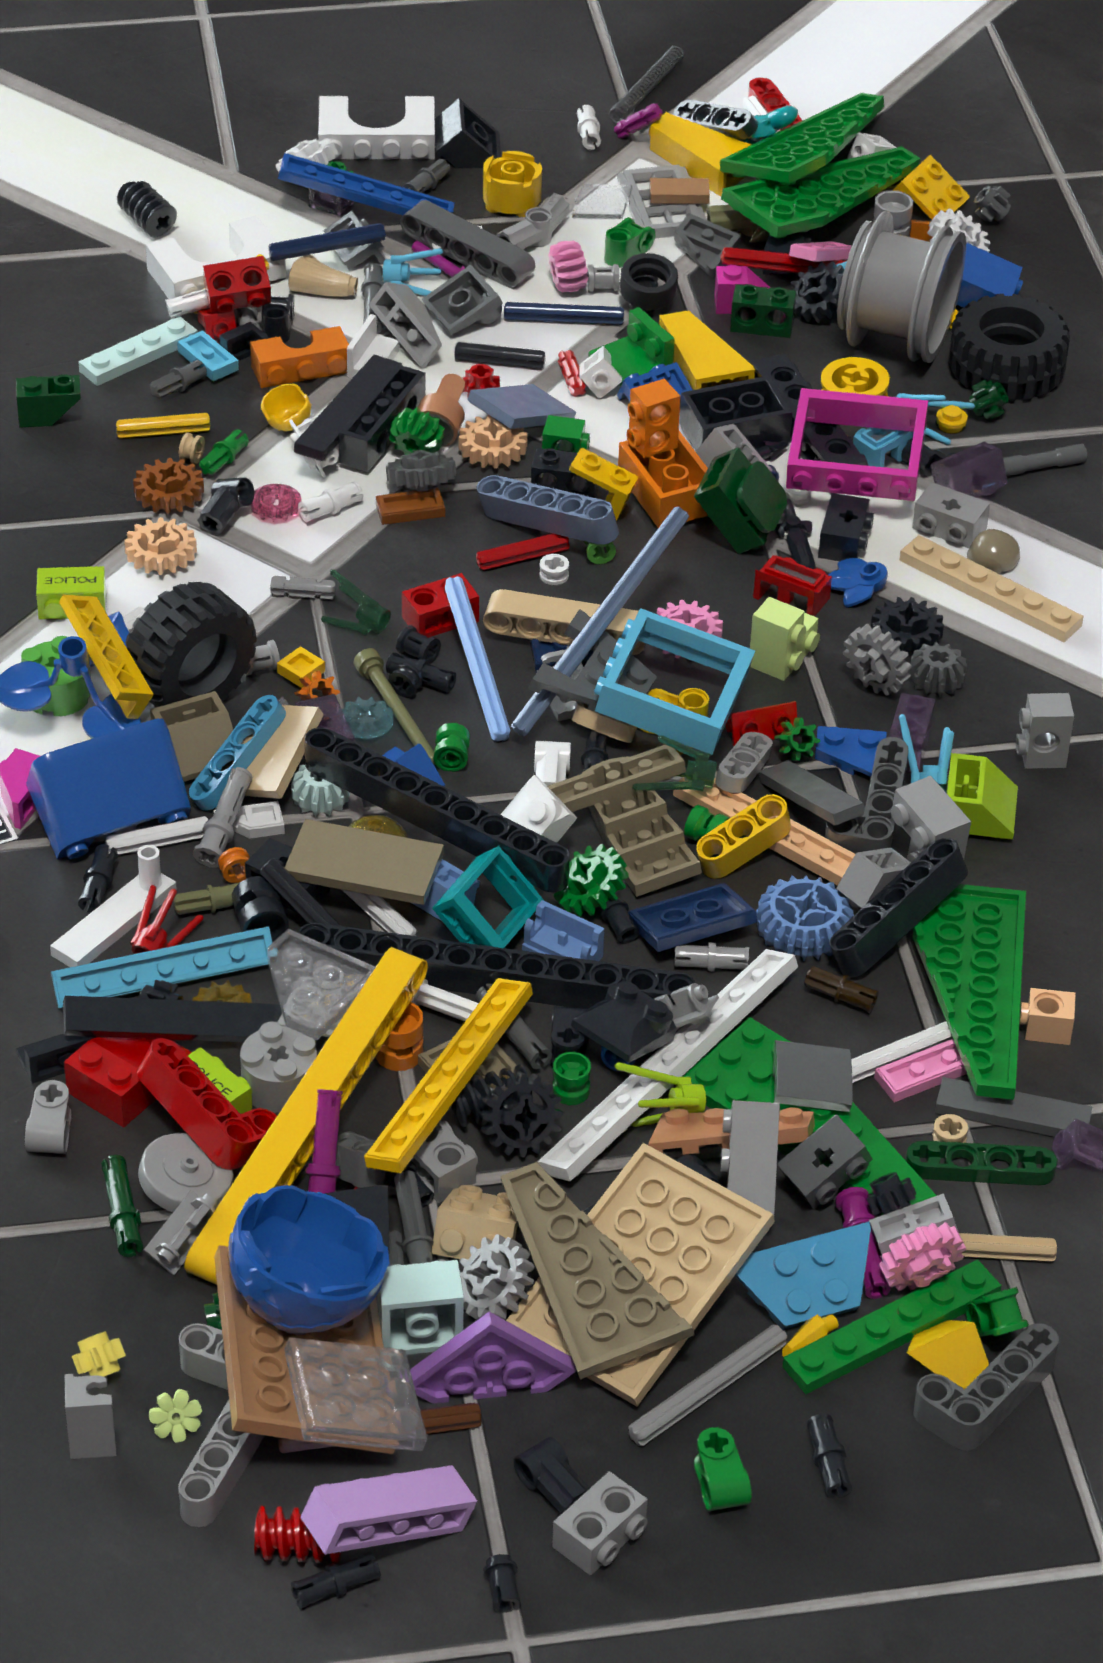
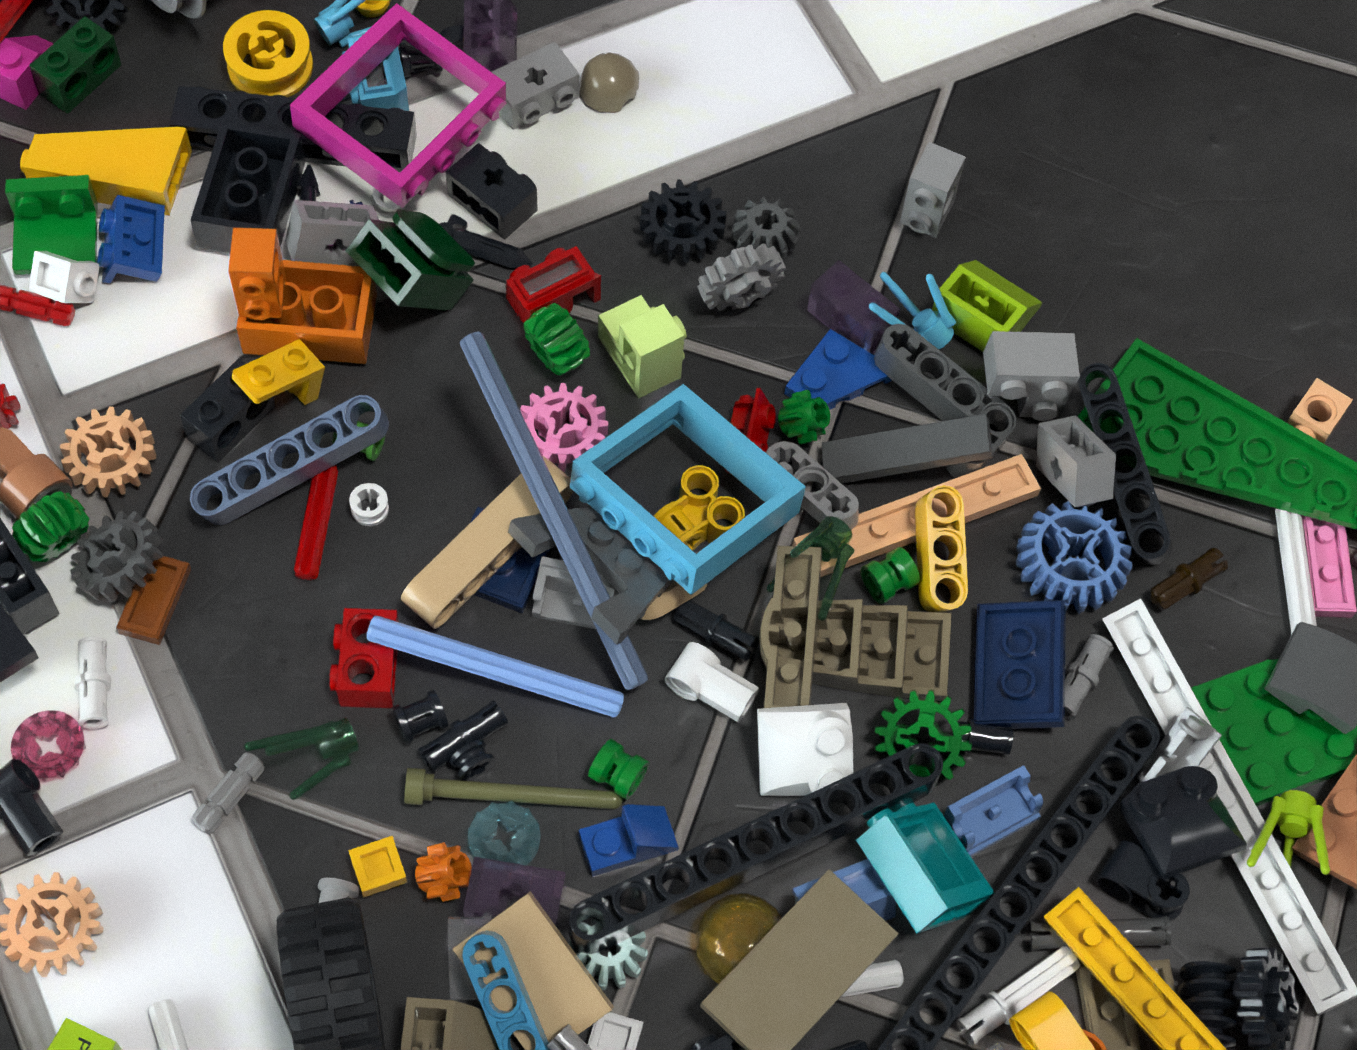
camera: 65 degrees left, 20 degrees up
(519, 405) = (75, 390): sand blue tile -> none
(565, 434) = (157, 376): green brick -> none
(571, 1078) = (1216, 907): green wheel -> none
(747, 593) = (556, 339): none -> green gear
(858, 579) = (572, 228): blue plate -> none
(991, 588) = (656, 115): tan plate -> none

